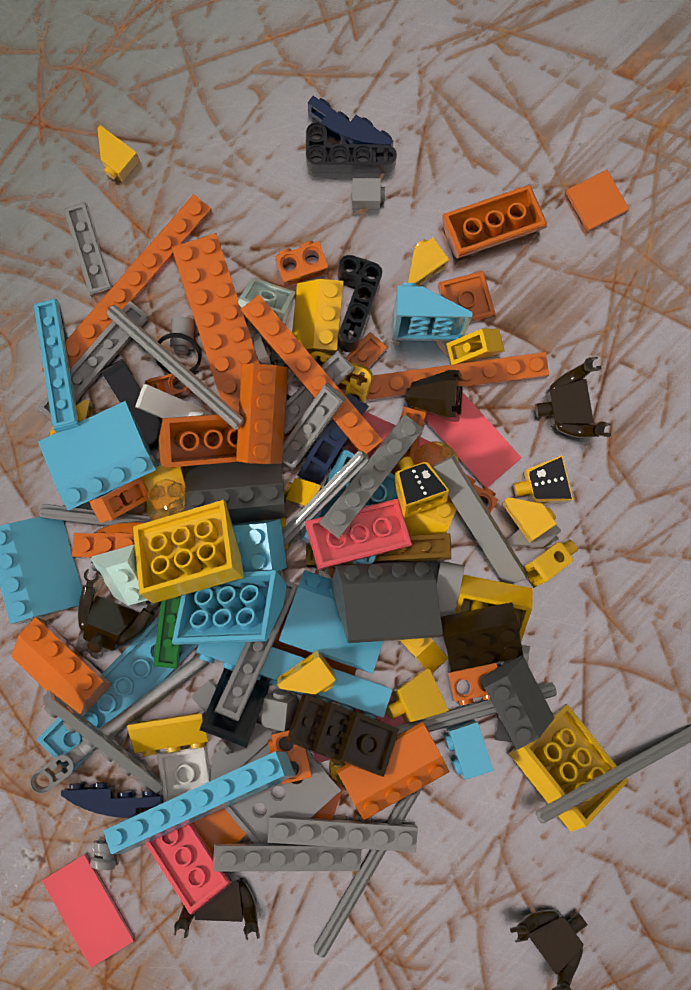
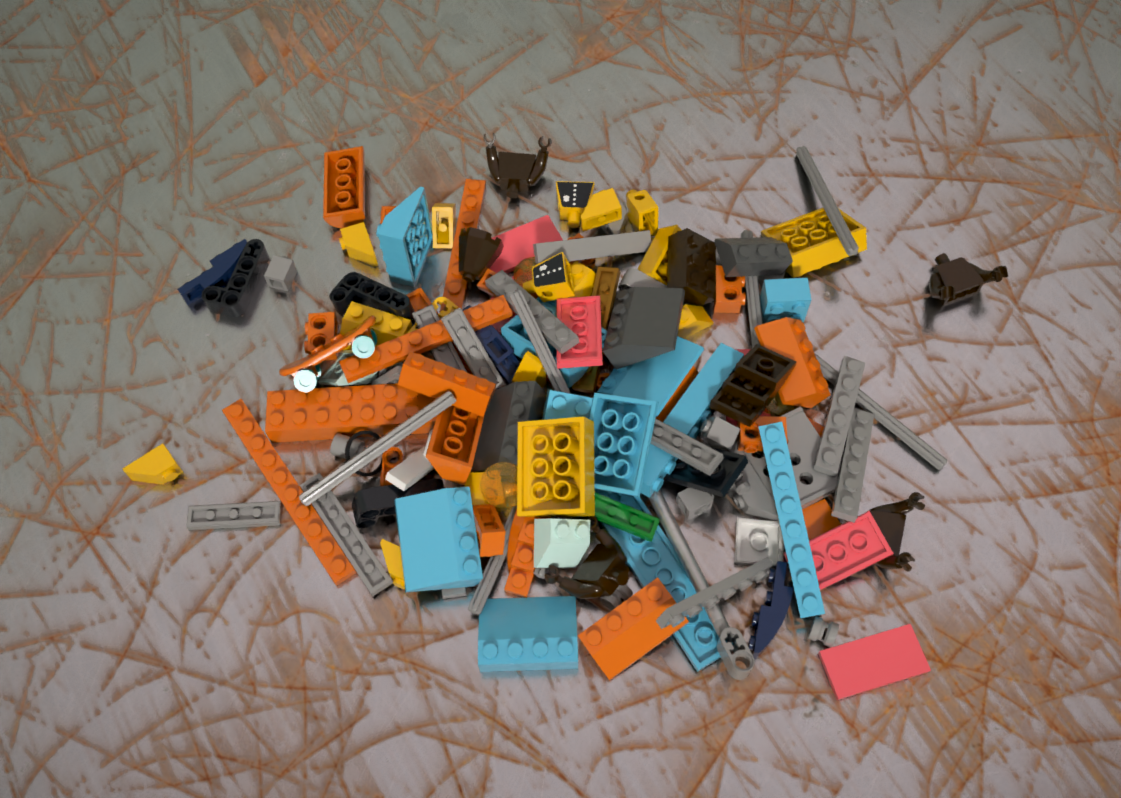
camera: 70 degrees left, 20 degrees down
(56, 365) = (337, 561): medium azure tile -> none
(168, 733) = (718, 539): yellow slope -> none
(252, 261) = (308, 370): none -> piece
(308, 676) = (694, 393): yellow slope -> none
(417, 698) = (731, 329): yellow torso -> none
(597, 200) = (355, 118): orange tile -> none

